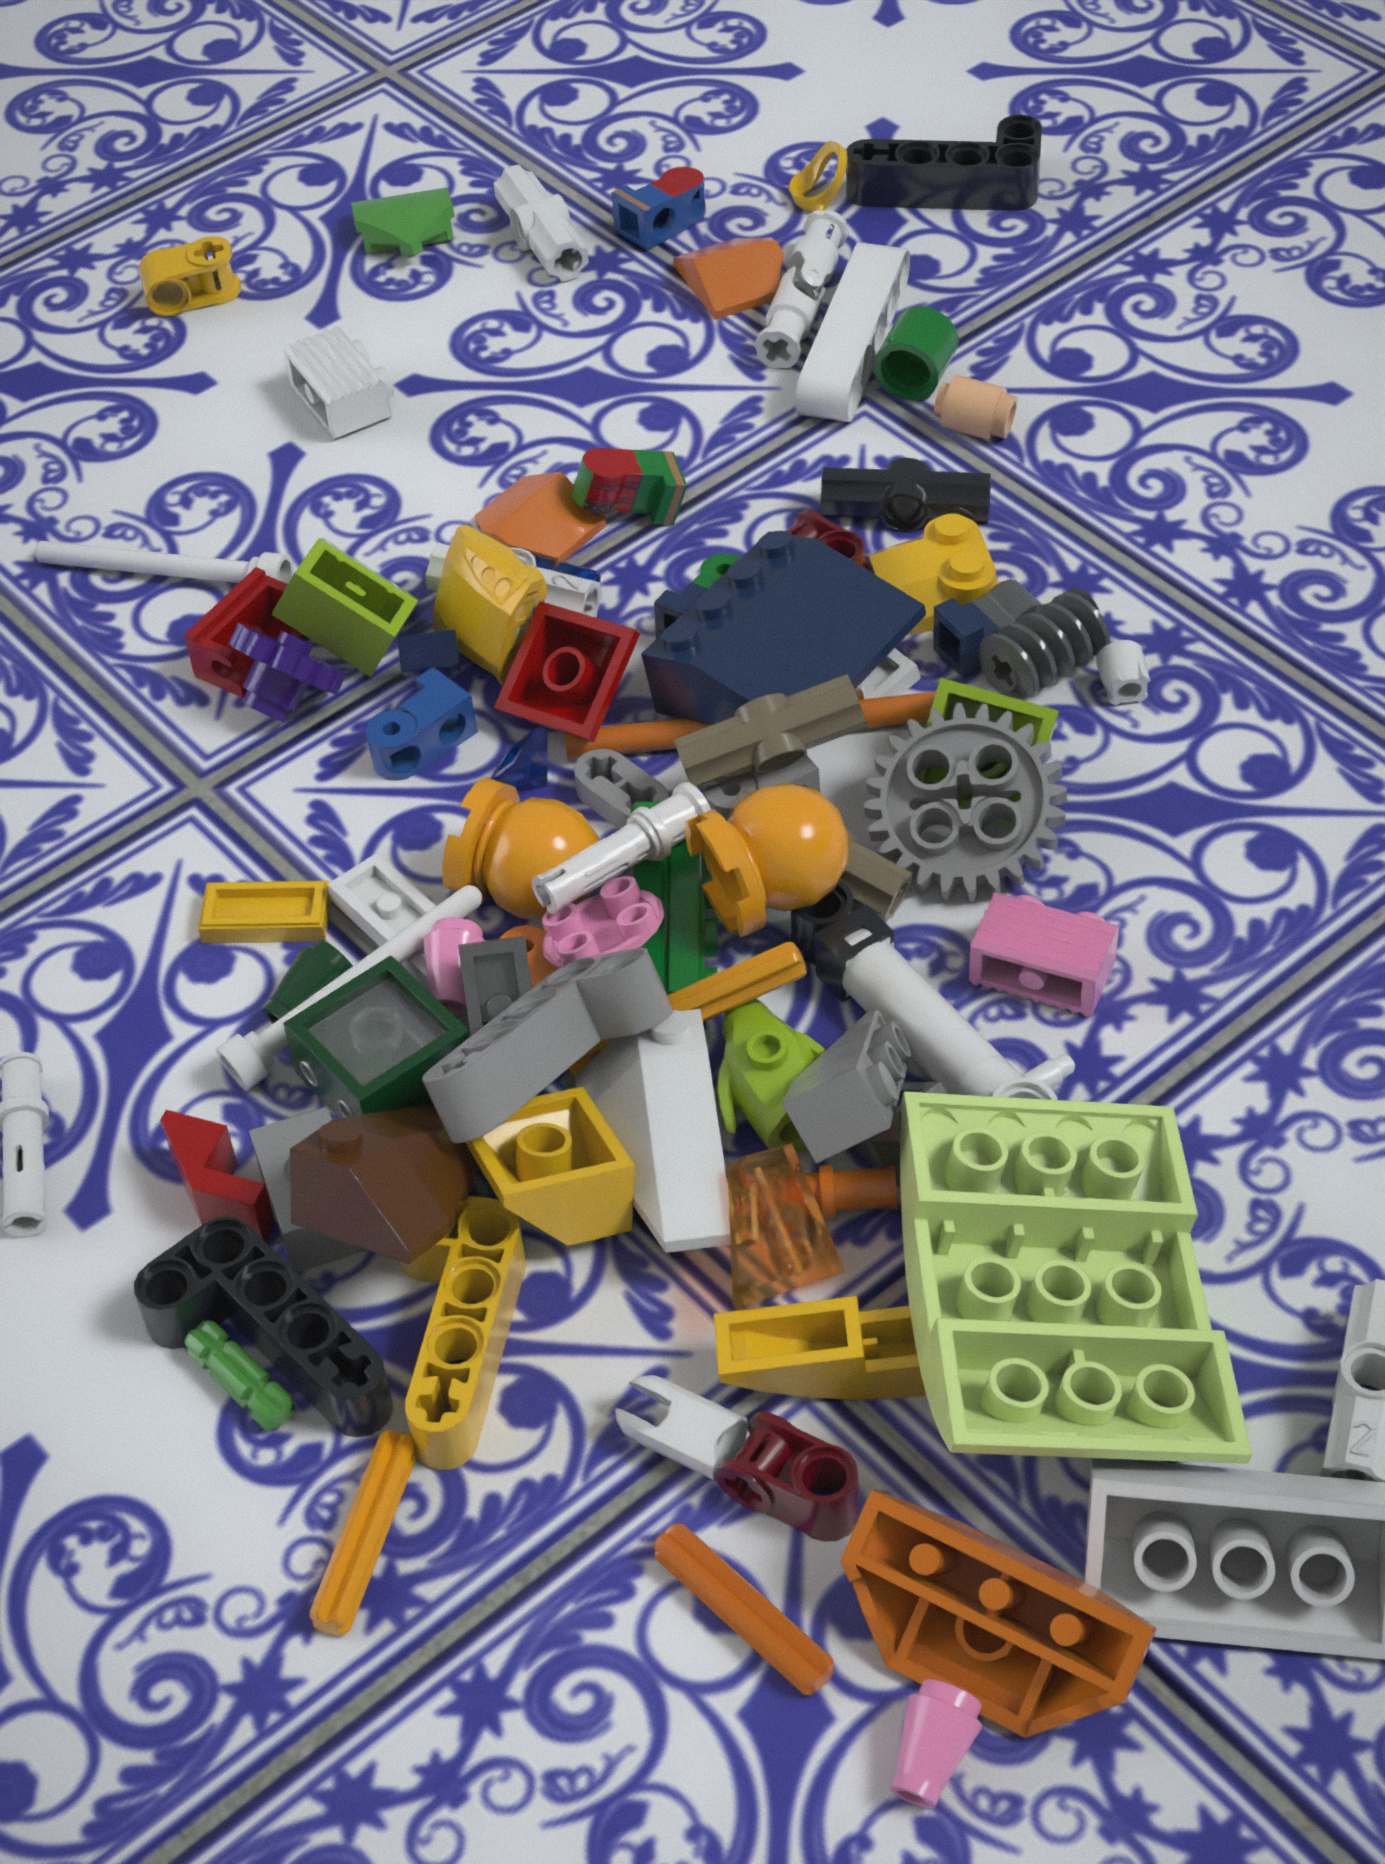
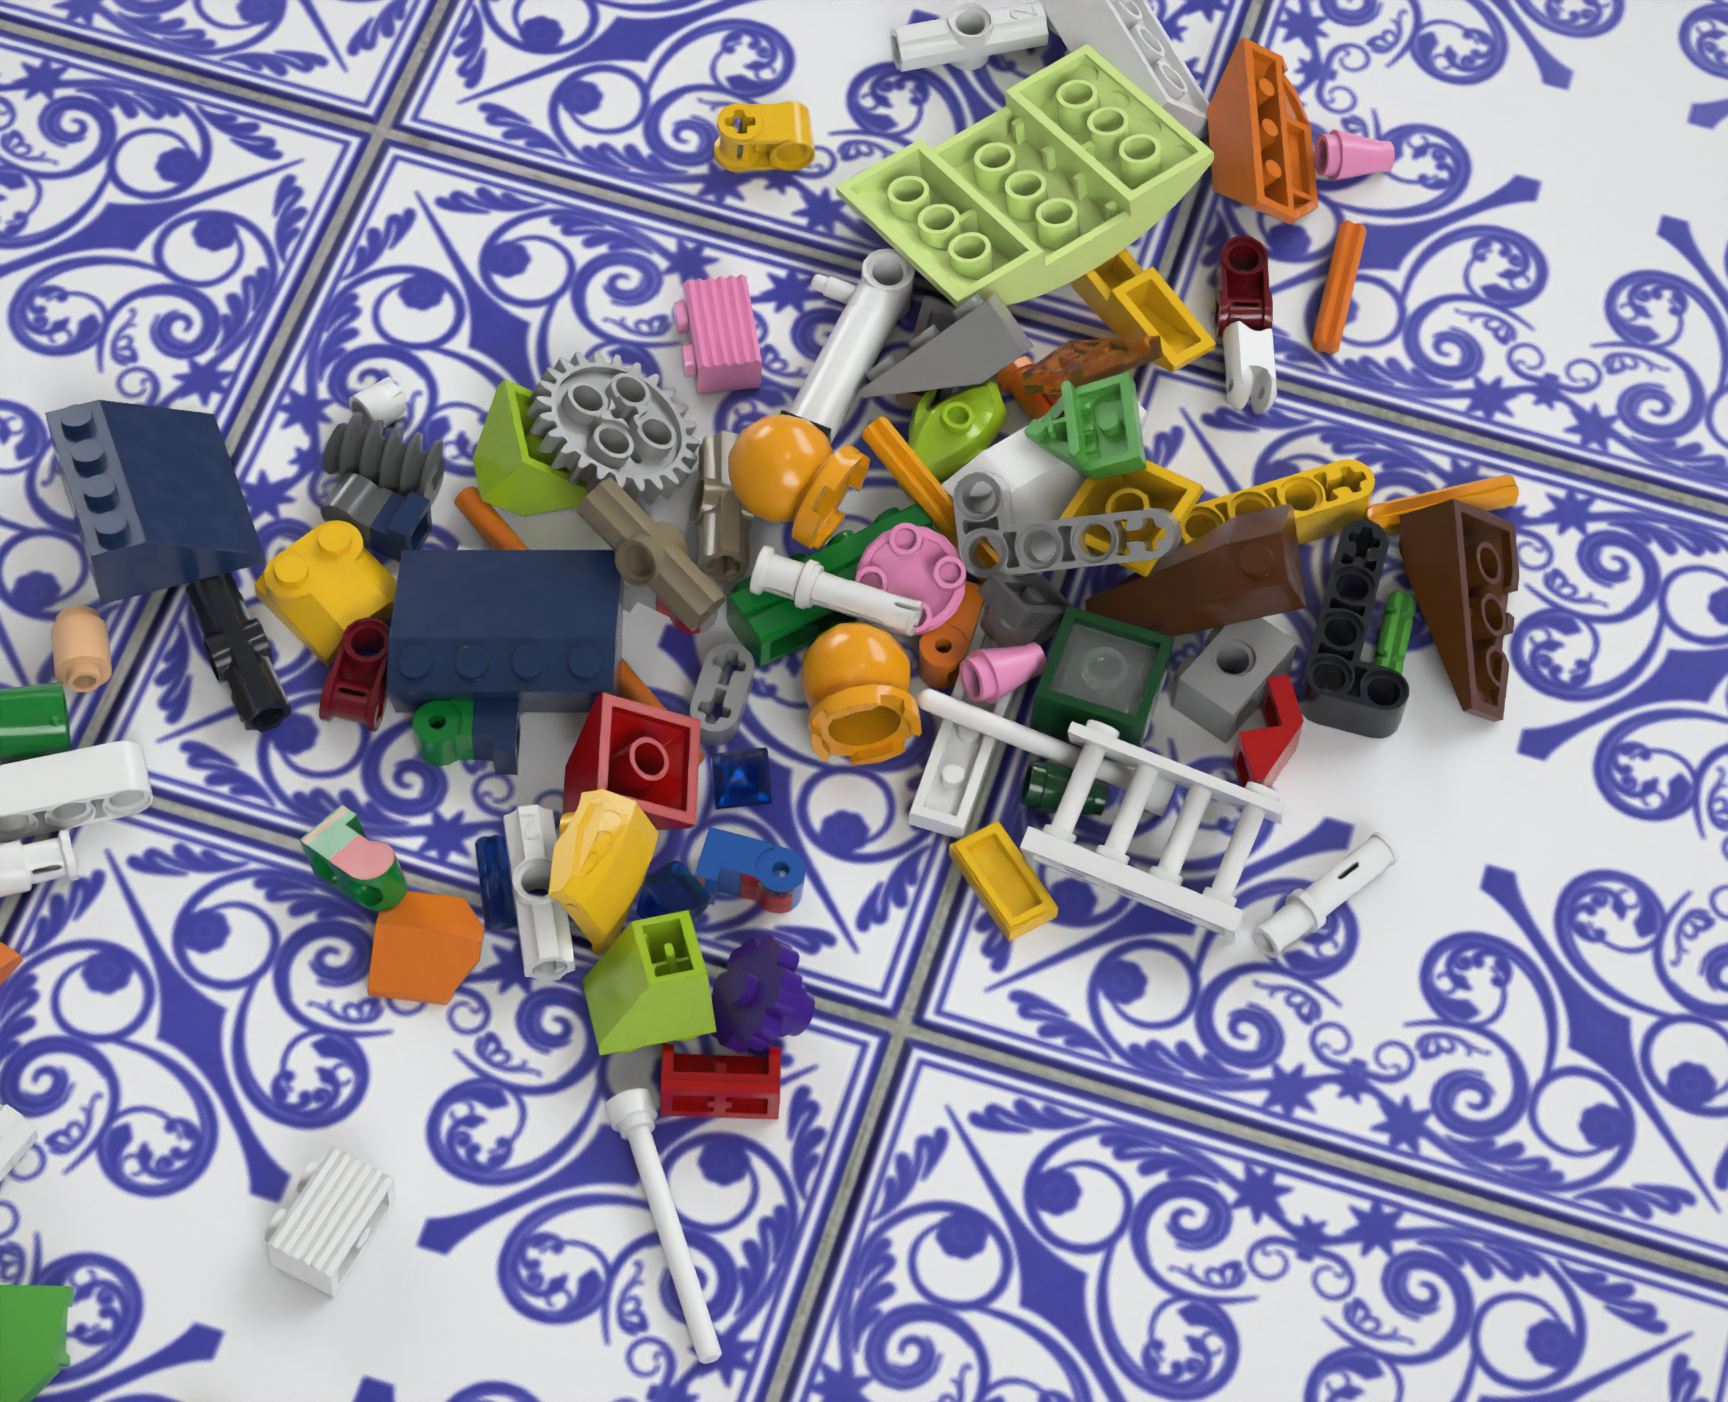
camera: 130 degrees left, 10 degrees up
(186, 1009) = (1162, 885): none -> white fence
(230, 1468) = (1461, 575): none -> reddish brown wedge
(657, 1150) = (1094, 428): none -> bright green slope
(1102, 468) = (151, 496): none -> dark blue slope
(1309, 1106) = (769, 137): none -> yellow piece

